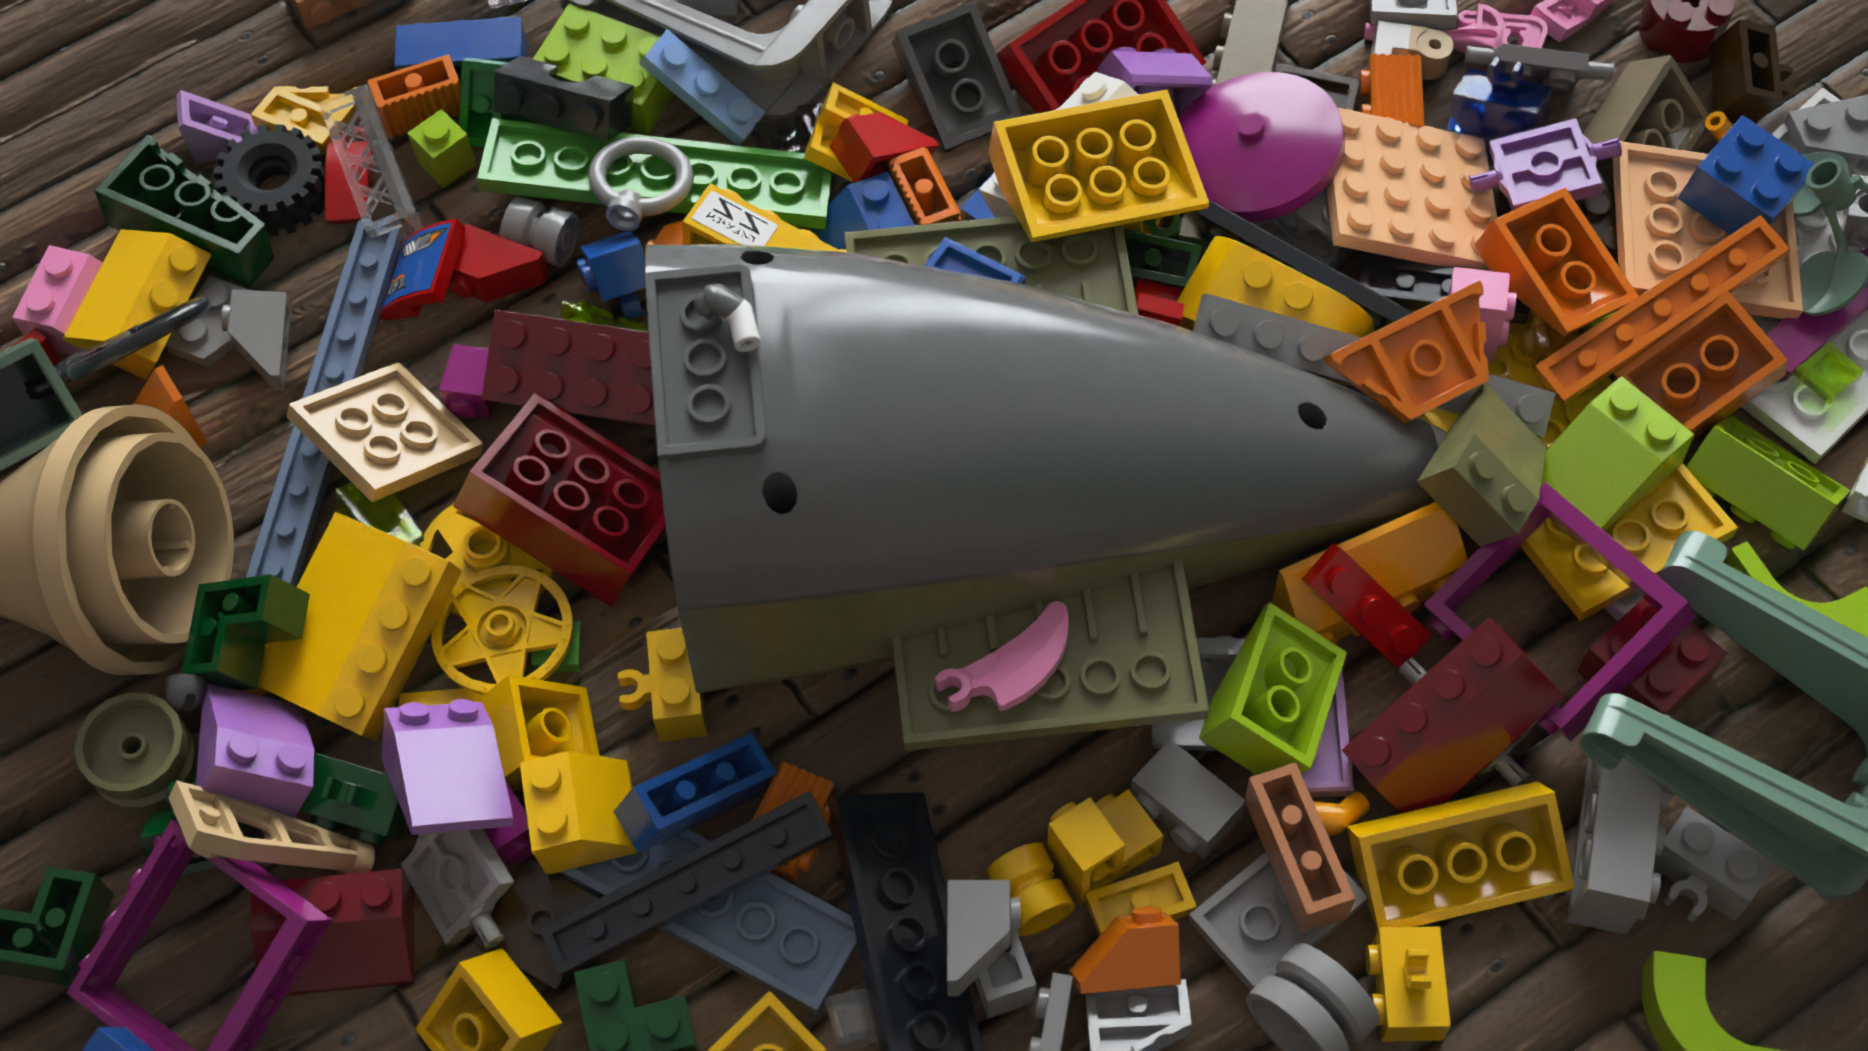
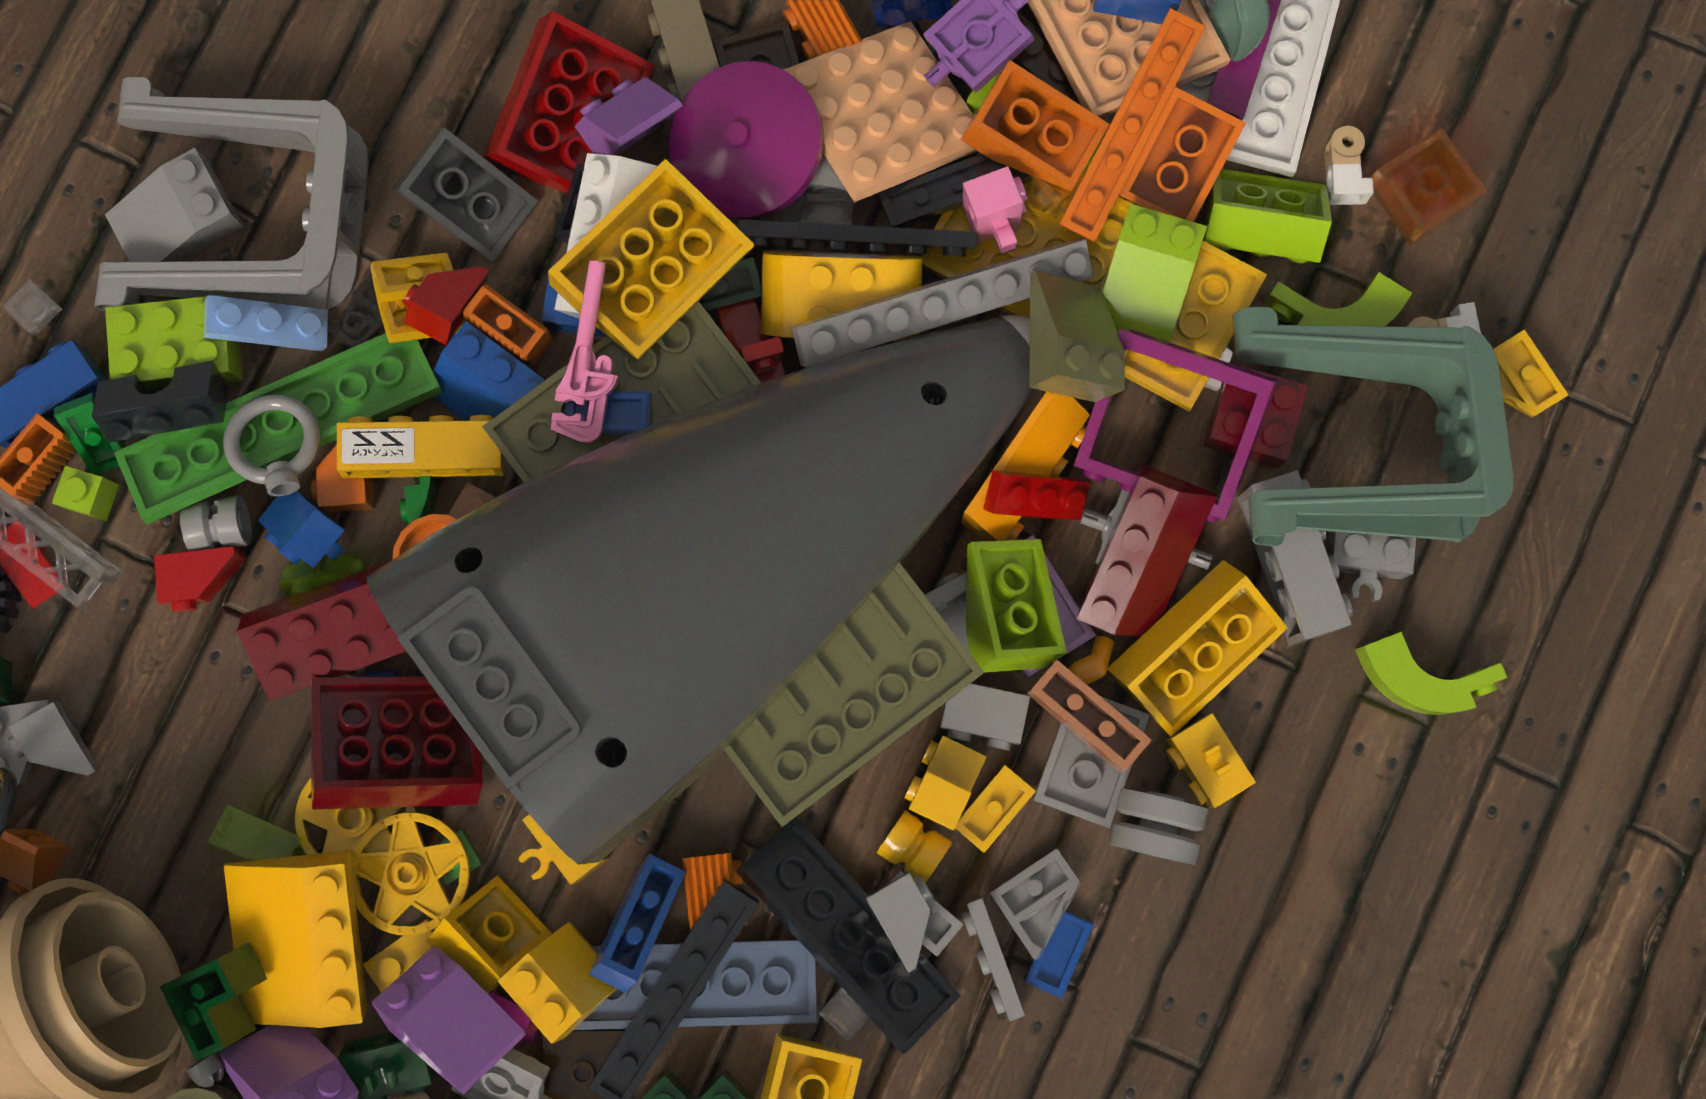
camera: 30 degrees left, 20 degrees up
(339, 359) = (149, 779): sand blue plate -> none
(384, 431) = (210, 769): tan plate -> none
(423, 269) = (145, 612): slope -> none
(464, 383) = (243, 687): magenta brick -> none
(737, 311) = (490, 635): arm -> none
(972, 229) = (585, 376): none -> bright pink piece
(1015, 668) = (830, 722): bright pink piece -> none
(1131, 954) = (1011, 858): orange slope -> none
(1420, 357) = (981, 281): orange wing -> none
(1829, 373) = (1270, 98): clear neon green tile -> none

